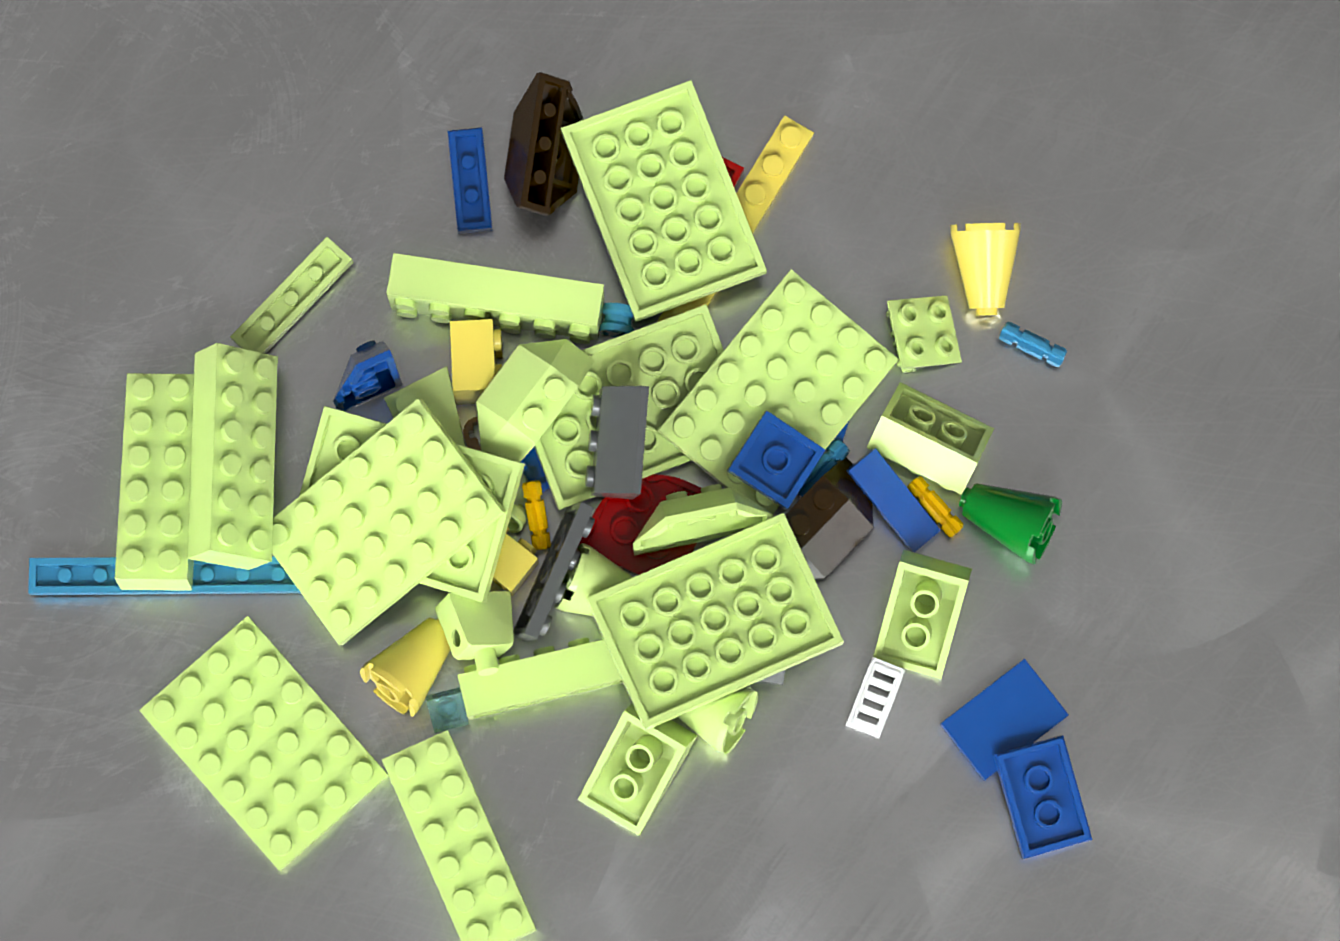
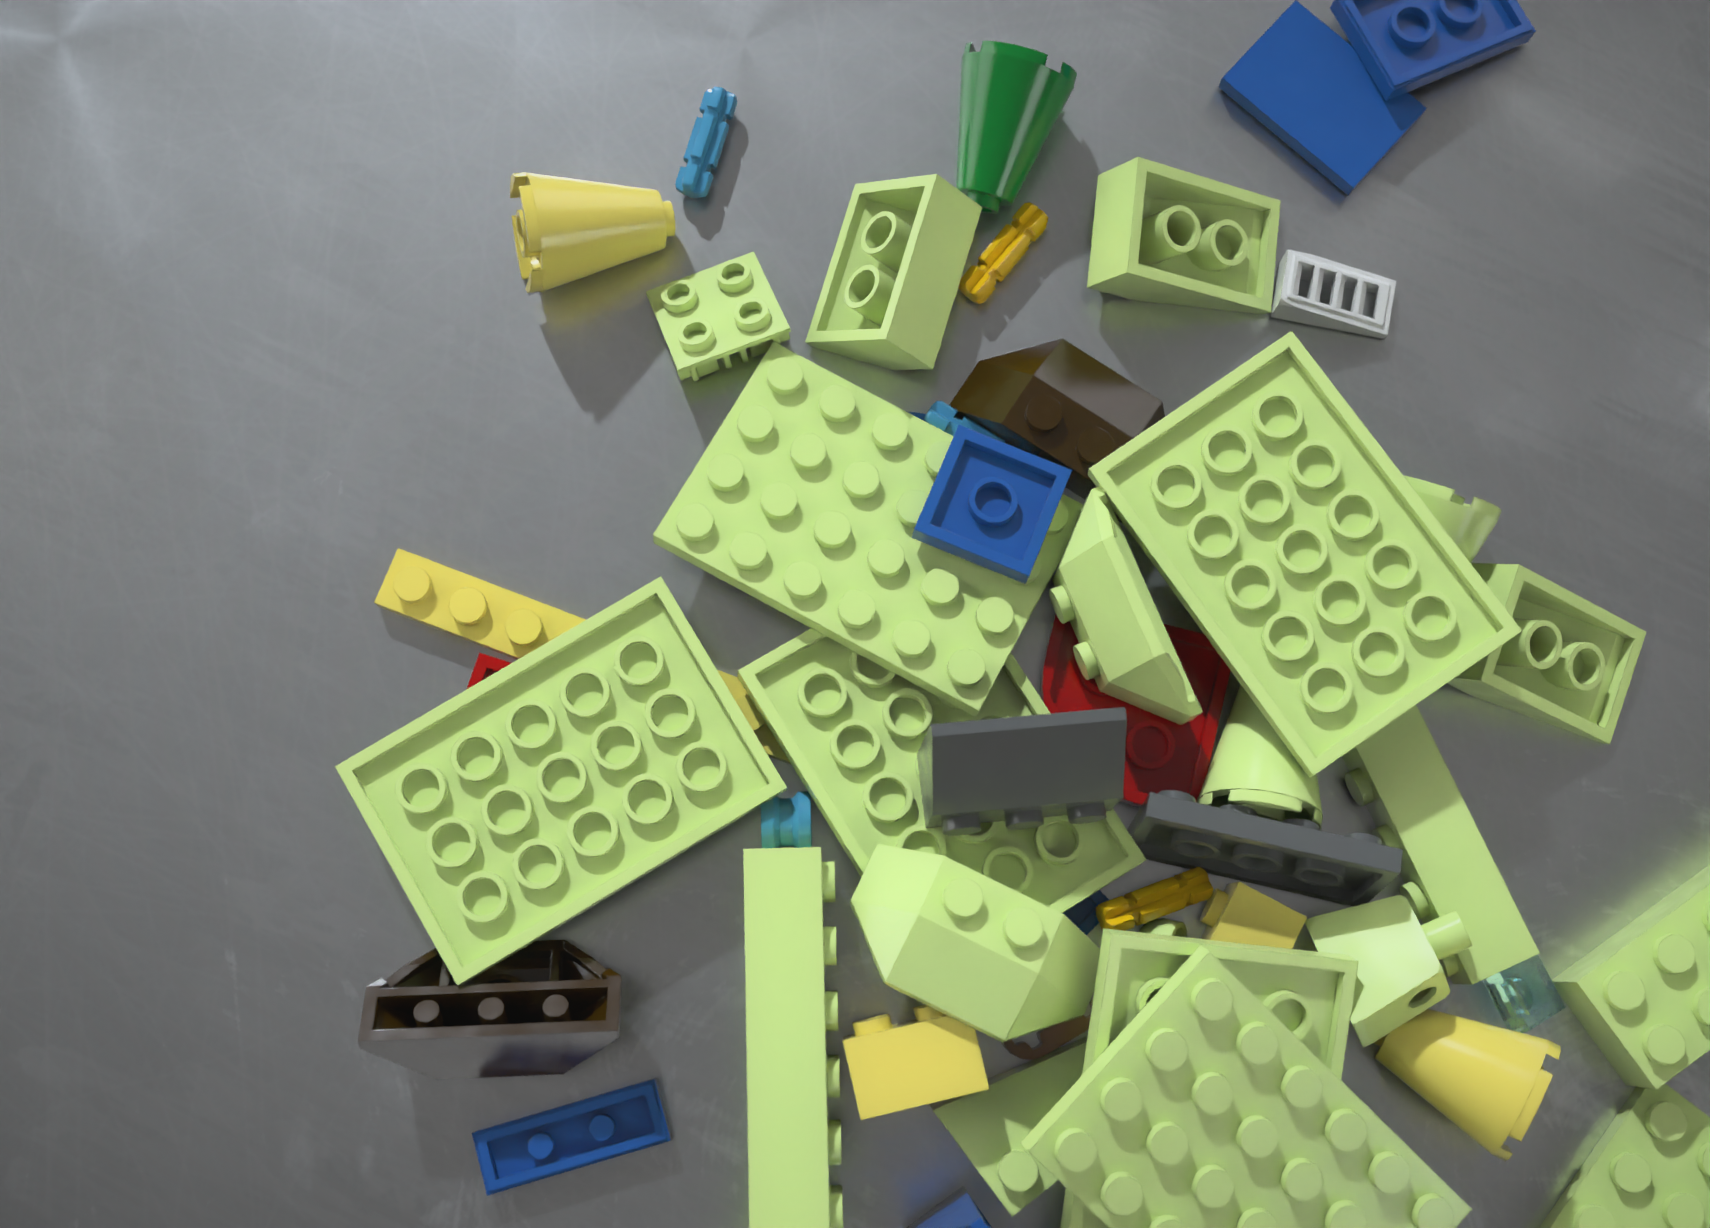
camera: 100 degrees left, 0 degrees up
(893, 500) = (1009, 315): blue tile -> none

